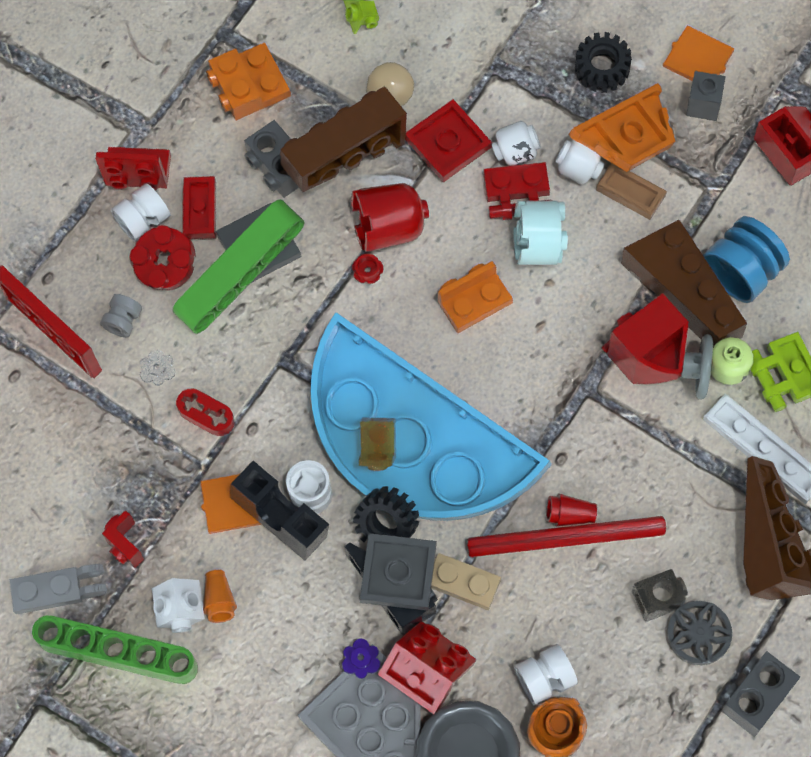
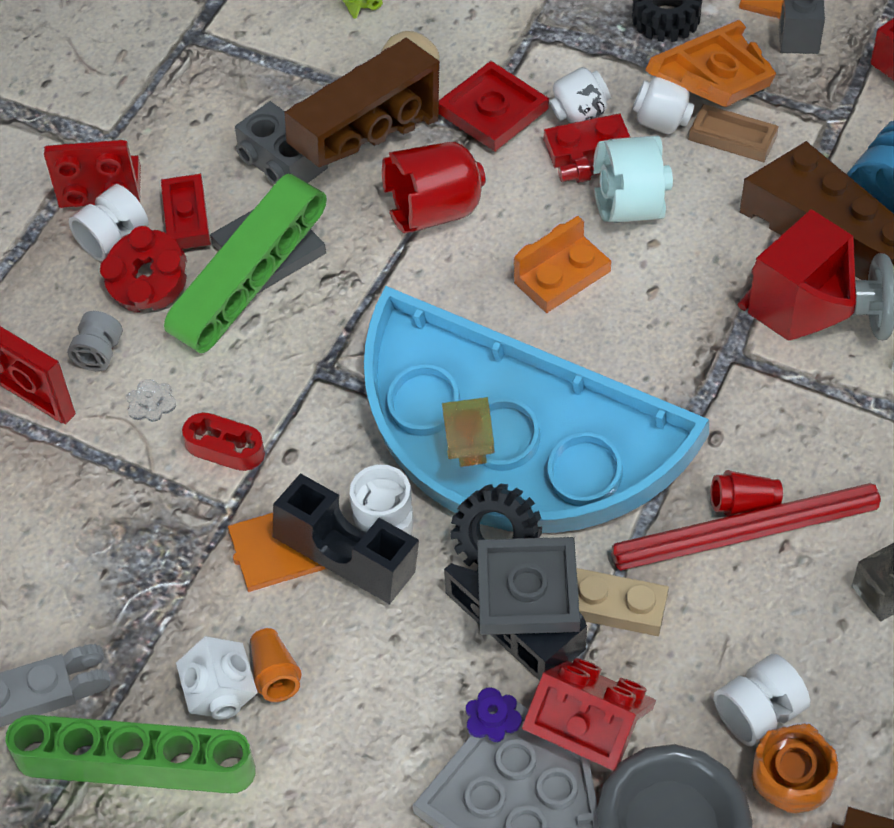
camera: 10 degrees left, 15 degrees down
(122, 548) = (122, 614): red bracket -> none
(247, 80) = (228, 75): orange plate -> none
(367, 261) = (415, 251): red plate -> none

